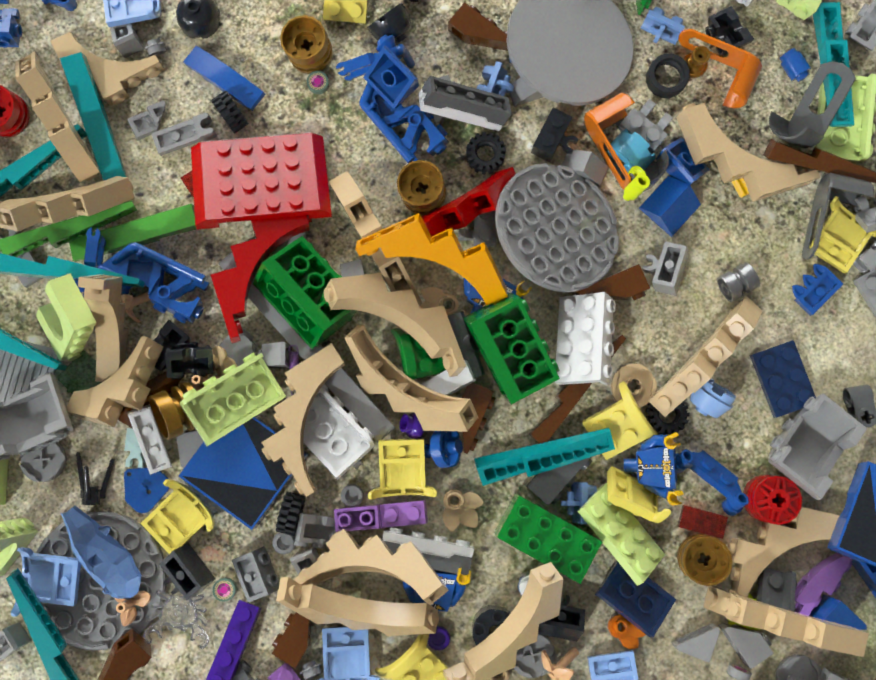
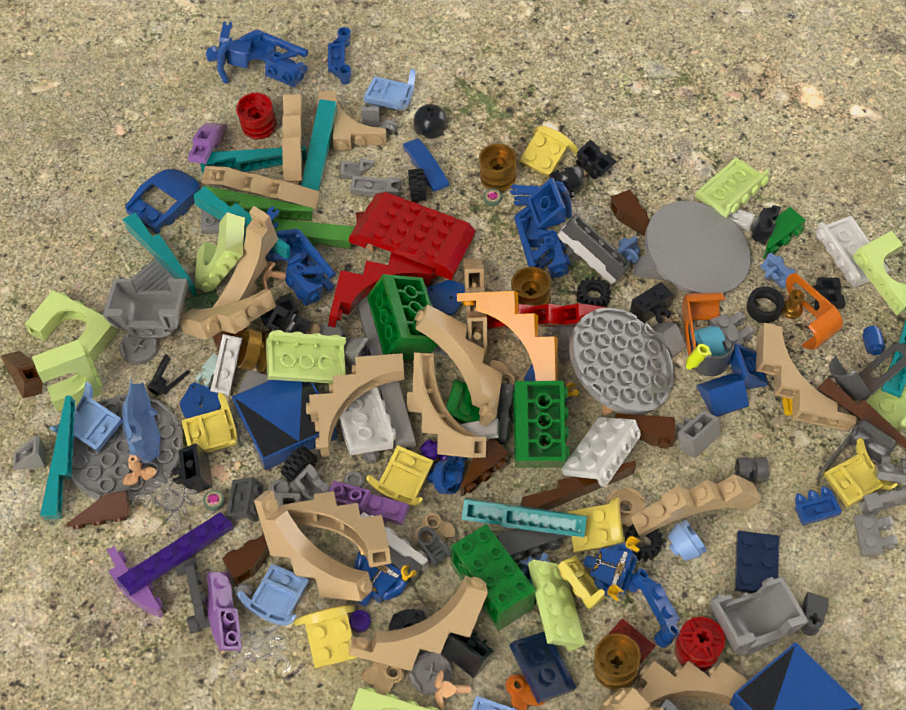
camera: 25 degrees right, 25 degrees down
(327, 234) = (441, 296): none -> blue piece
(473, 532) = (433, 547): none -> dark grey piece

